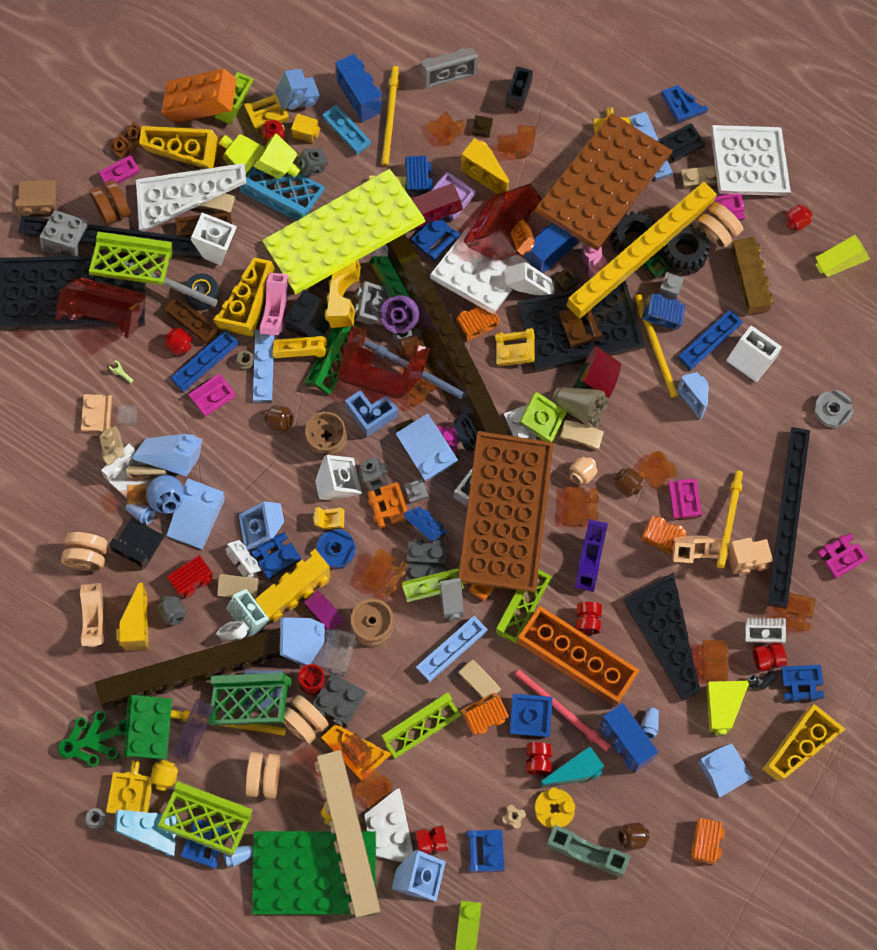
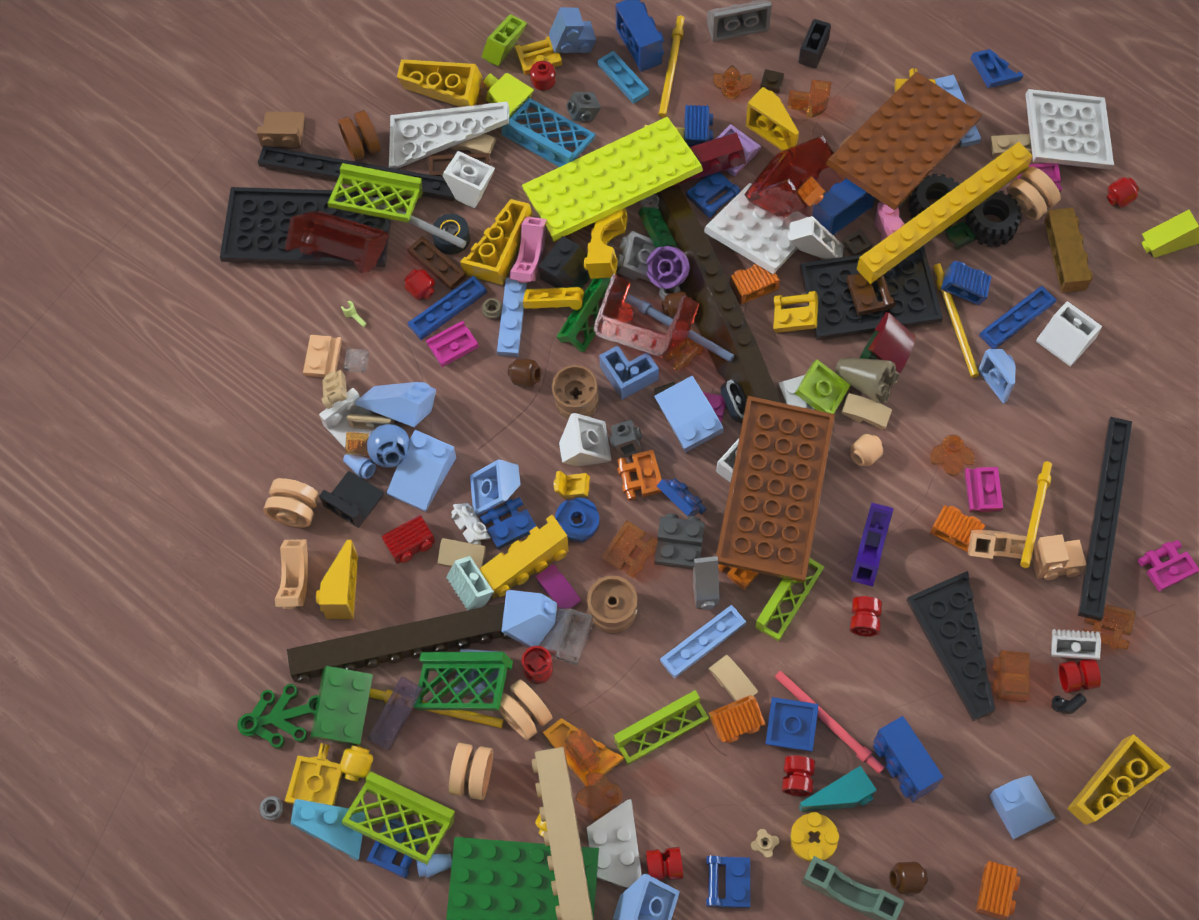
camera: 10 degrees right, 5 degrees down
(62, 234) = (304, 167): light grey bracket -> none
(120, 171) = (376, 105): dark pink plate -> none
(127, 142) = (385, 79): dark orange slope -> none
(171, 610) = (383, 575): dark grey head -> none
(199, 95) = (465, 31): orange brick -> none
(232, 631) = (451, 602): white plate -> none
(277, 158) = (545, 100): neon yellow torso -> none
(305, 128) = (578, 73): yellow brick -> none
(339, 700) = (567, 691): dark grey plate -> none
(416, 491) = (673, 462): light grey tile -> none
(427, 585) = (678, 567): lime plate -> none
(574, 506) = (854, 486): clear orange plate -> none
(578, 656) = (851, 659): orange brick -> none
(628, 481) = (918, 466): reddish brown head -> none
(650, 723) = (934, 743): light blue cone -> none
(671, 286) = (976, 255): light grey brick -> none
(683, 142) = (994, 107): black plate -> none
(723, 704) = (1022, 728): neon yellow slope -> none
(802, 677) = (1118, 702): blue plate -> none
(829, 418) = (1159, 412): light grey plate -> none

